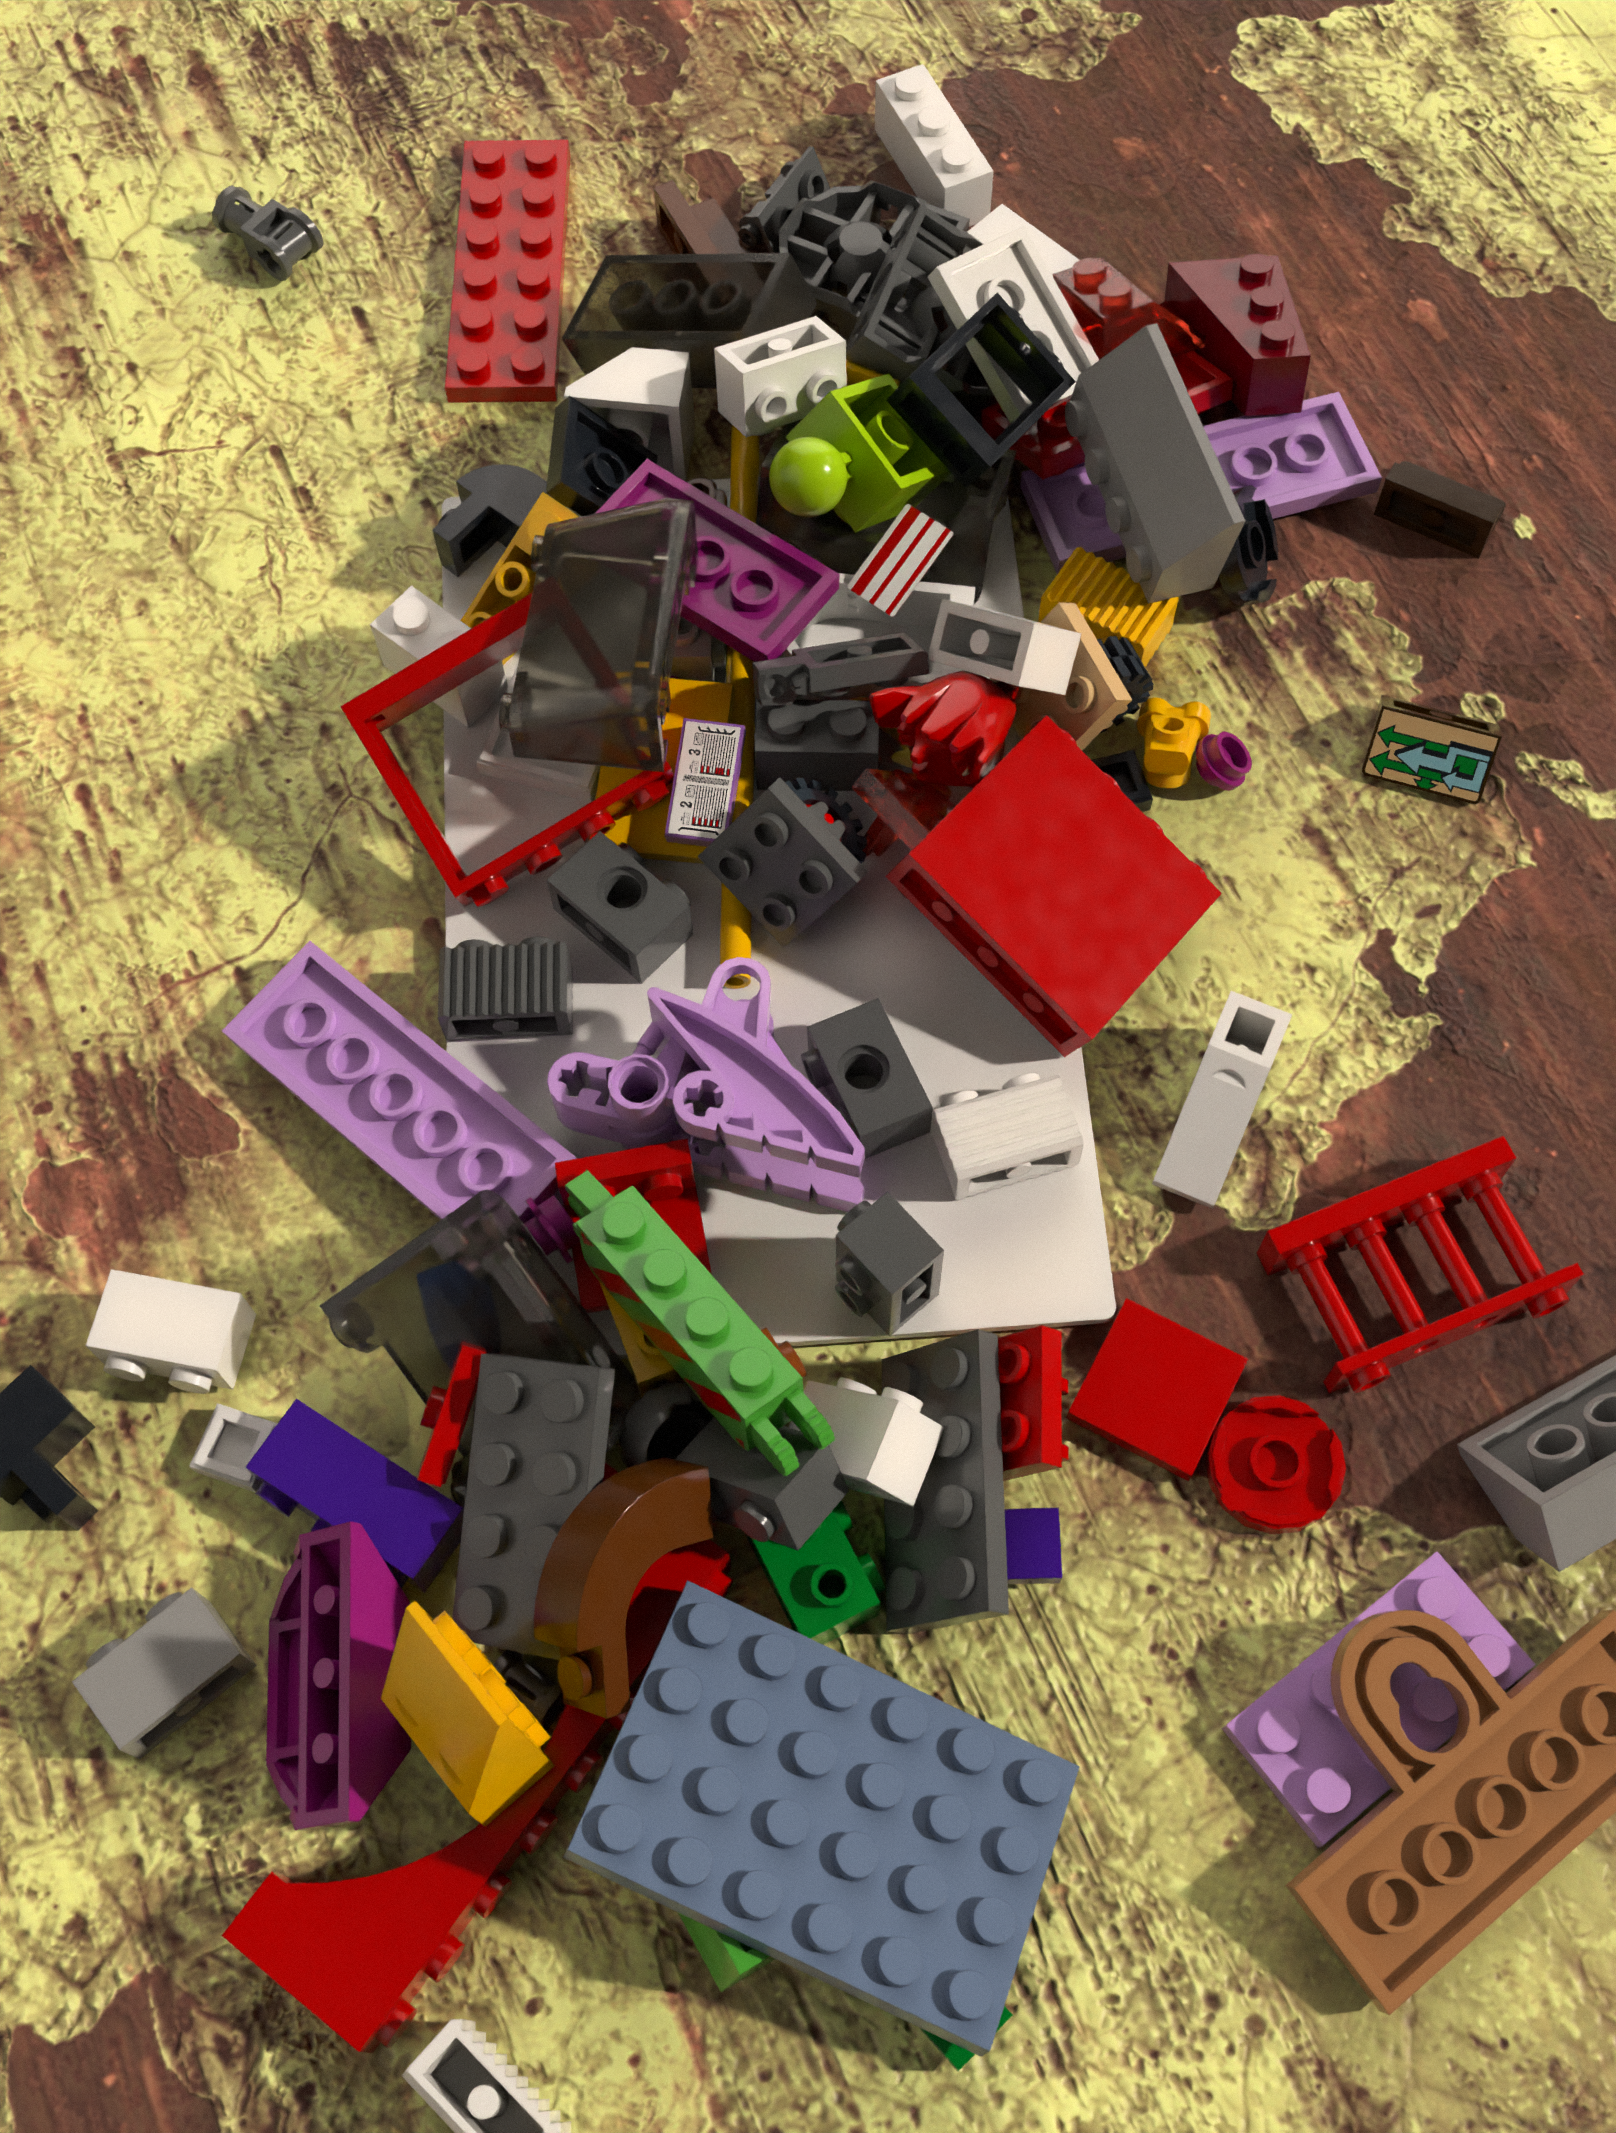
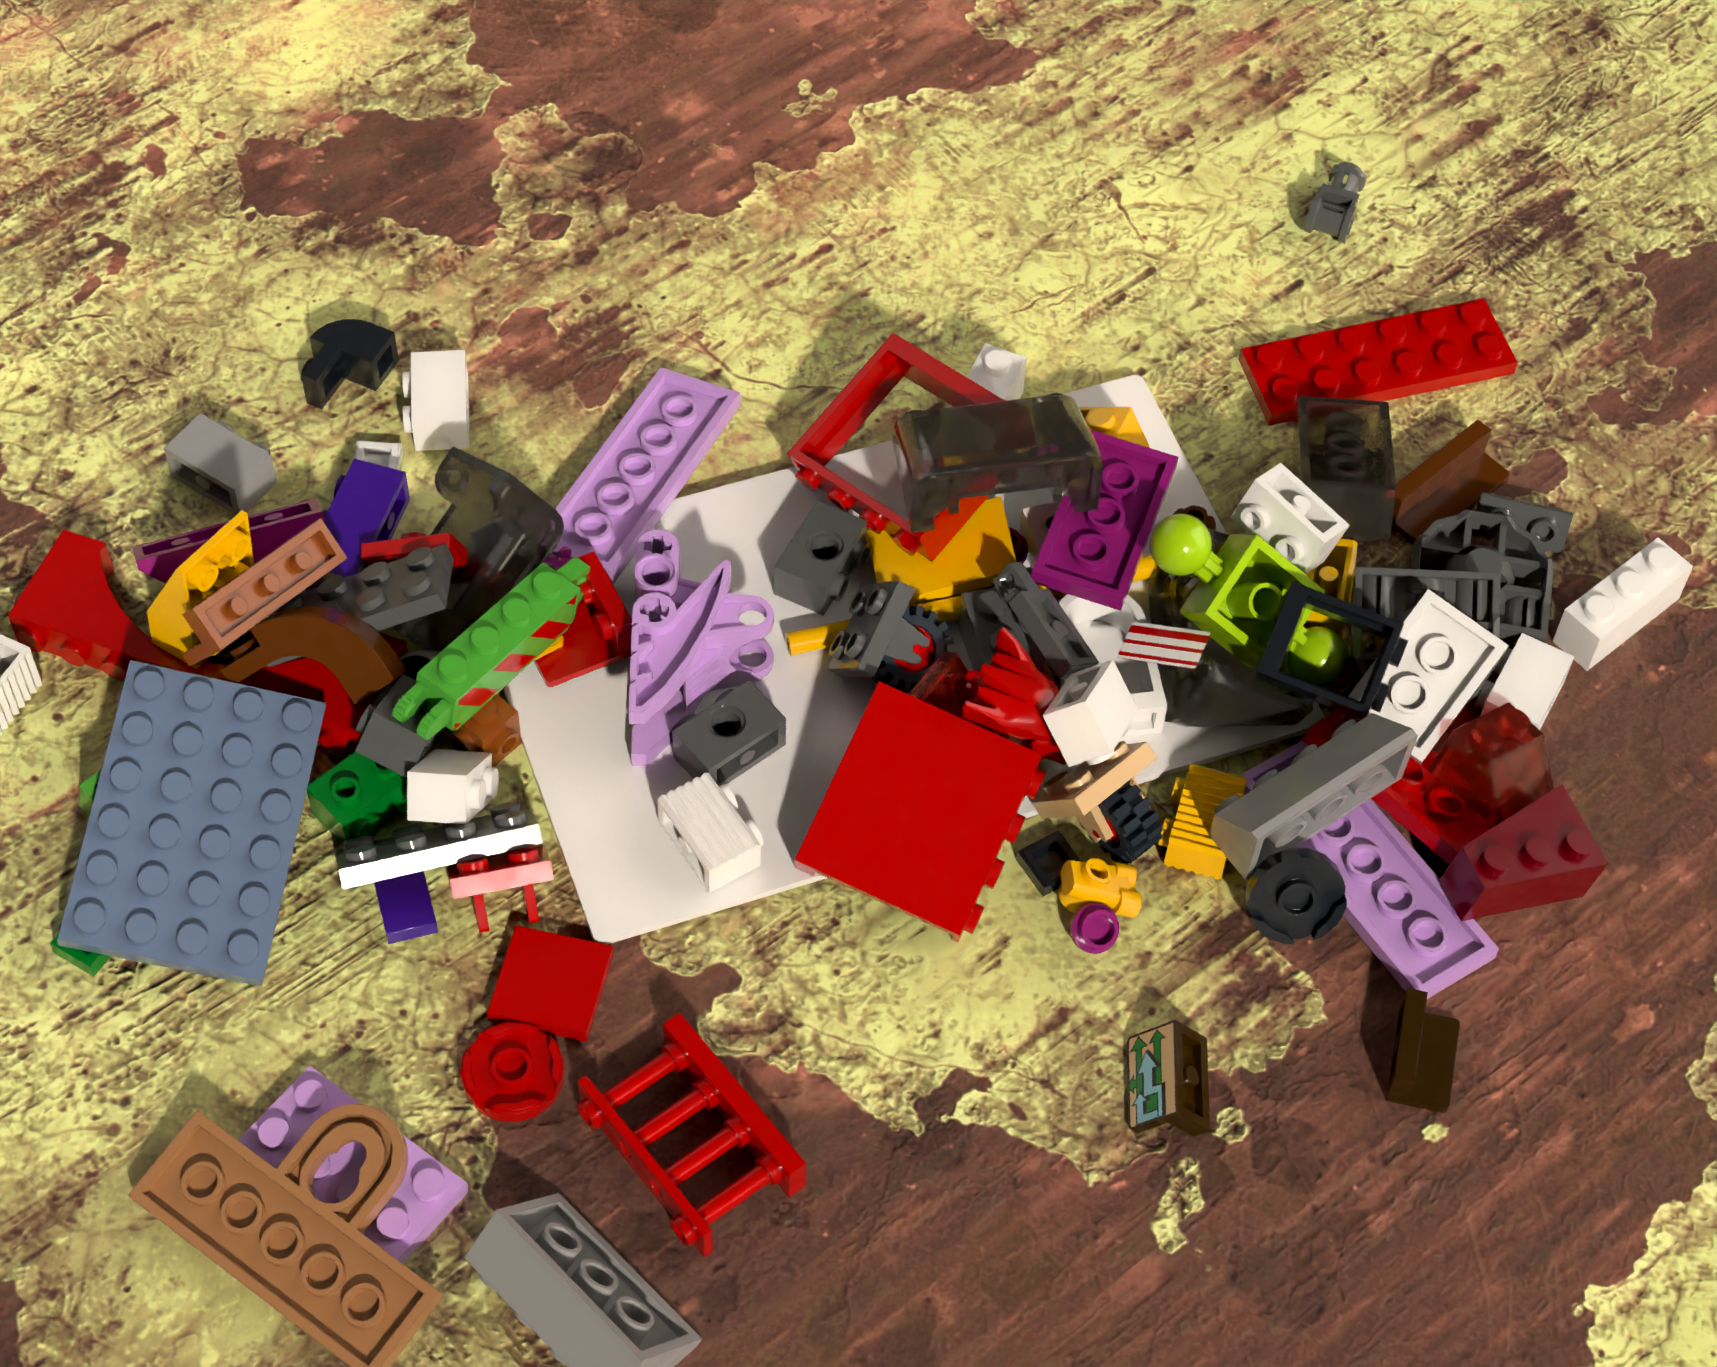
camera: 70 degrees right, 10 degrees down
(491, 510) = (1108, 388): black brick -> none
(505, 989) = (734, 509): dark grey brick -> none
(509, 1627) = (261, 590): none -> fence
(589, 458) = (1193, 434): black plate -> none
(647, 399) = (1244, 449): white slope -> none
(704, 781) = (936, 573): tile -> none
(886, 1263) = (578, 766): dark grey brick -> none
(1221, 1099) = (790, 973): white slope -> none

